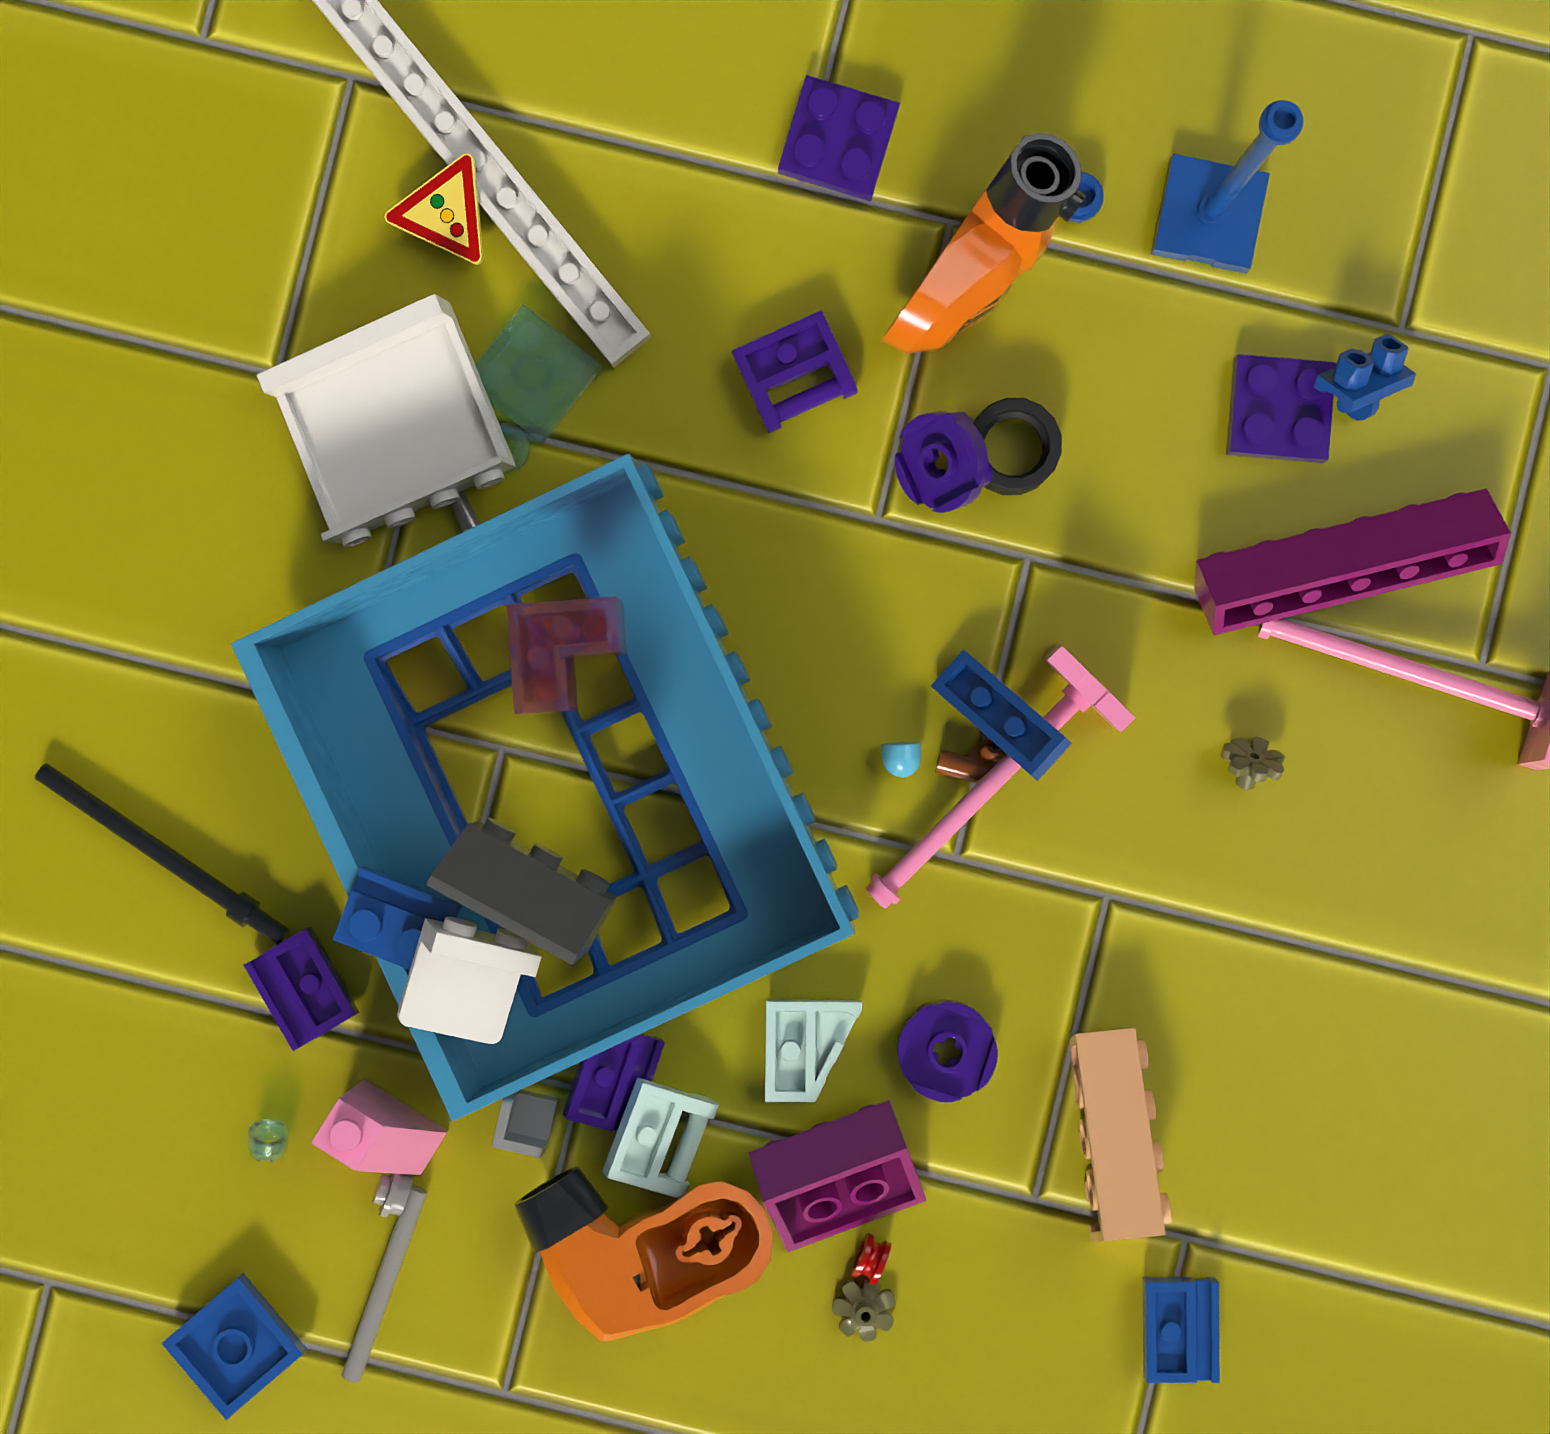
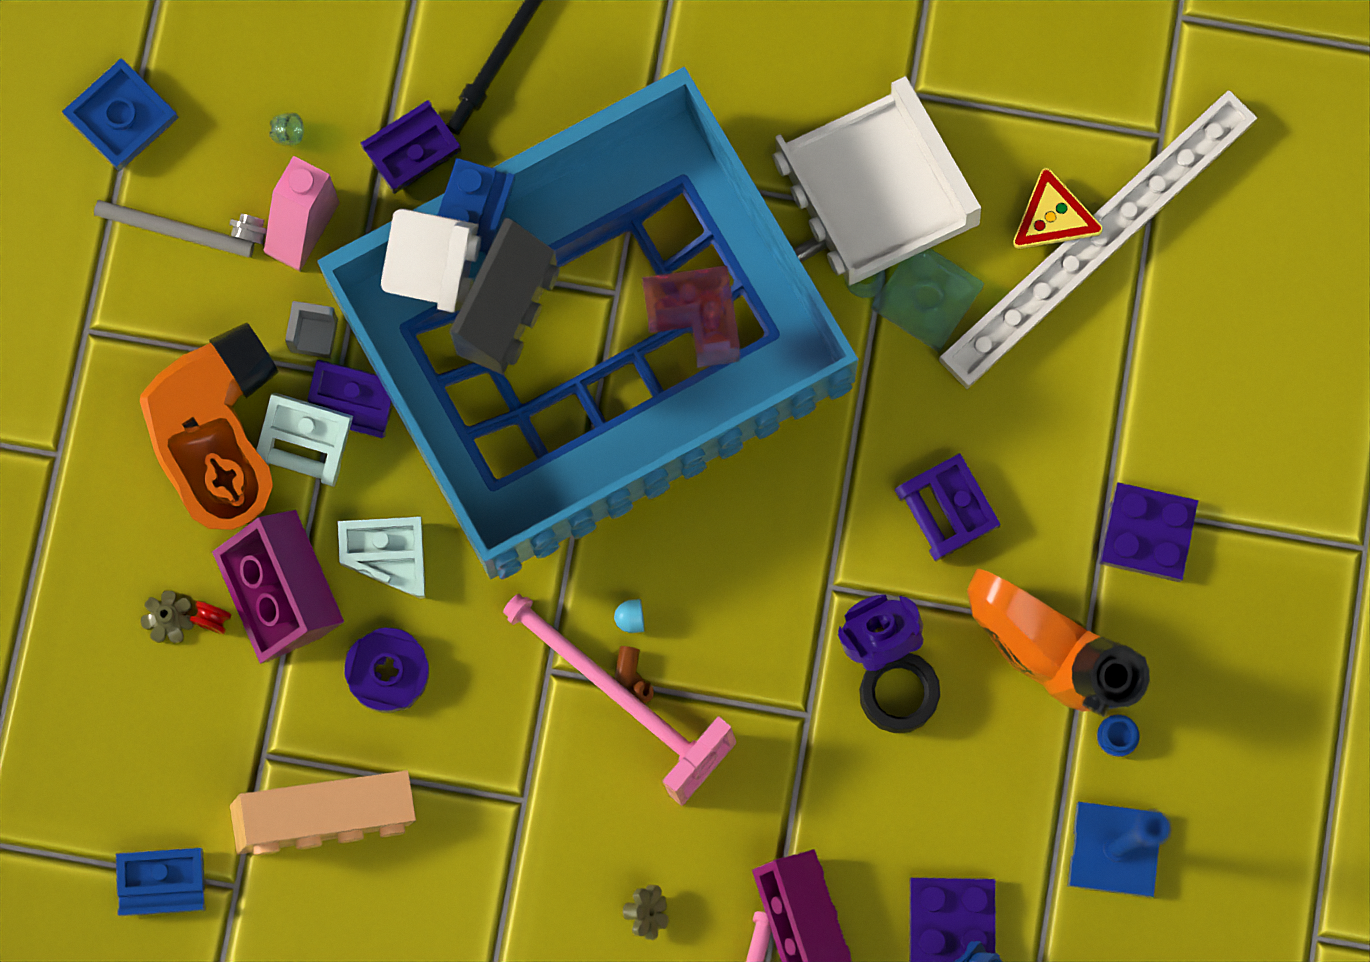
camera: 80 degrees right, 10 degrees down
(1001, 715) = (671, 690): blue plate -> none

